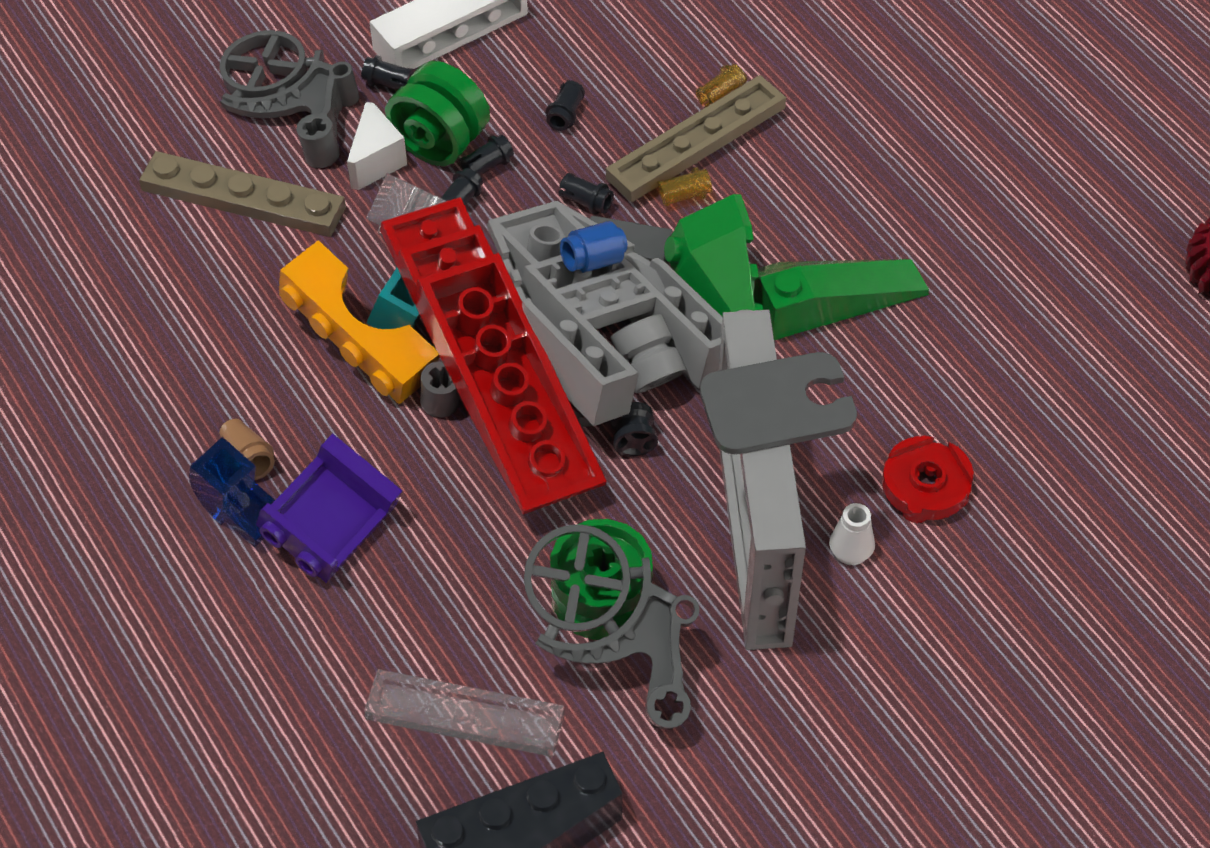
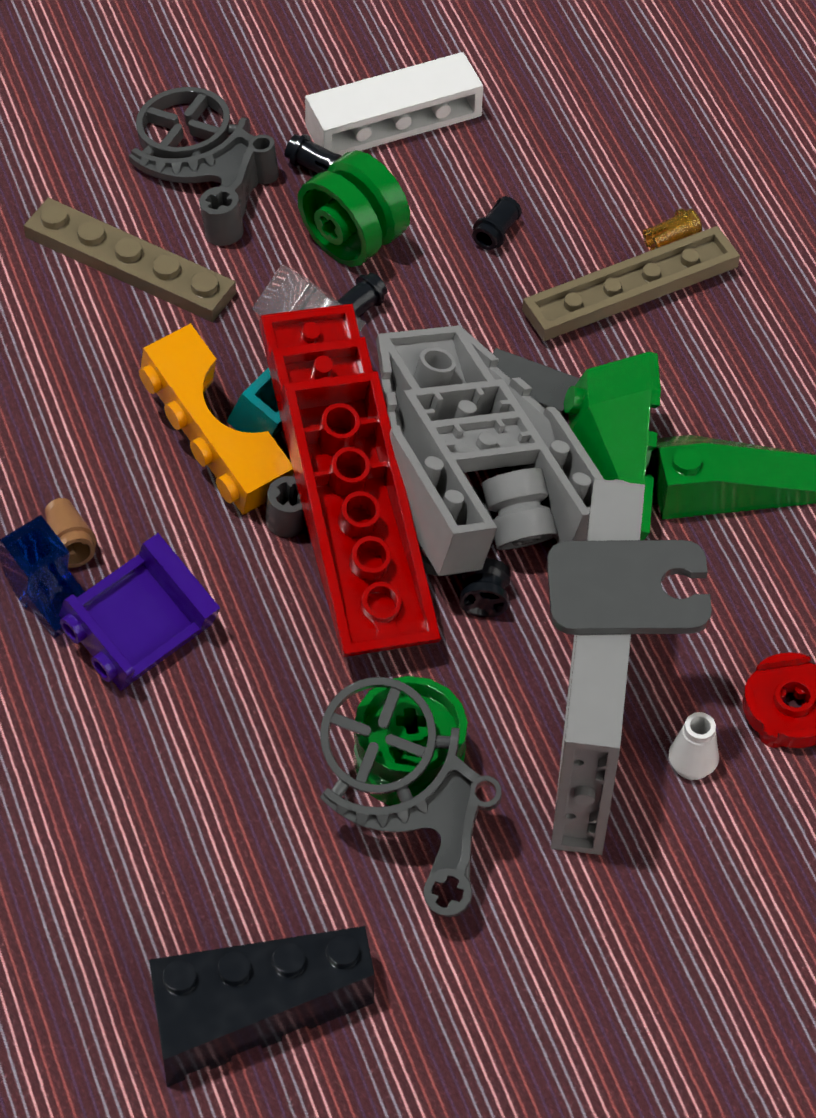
camera: 10 degrees right, 0 degrees up
(375, 149) = (279, 235): white slope -> none
(465, 712) = (232, 856): clear plate -> none
(489, 155) = (401, 263): black pin -> none
(593, 247) = (483, 383): blue brick -> none
(595, 197) = (504, 328): black pin -> none
(685, 187) = (606, 334): clear yellow pin -> none

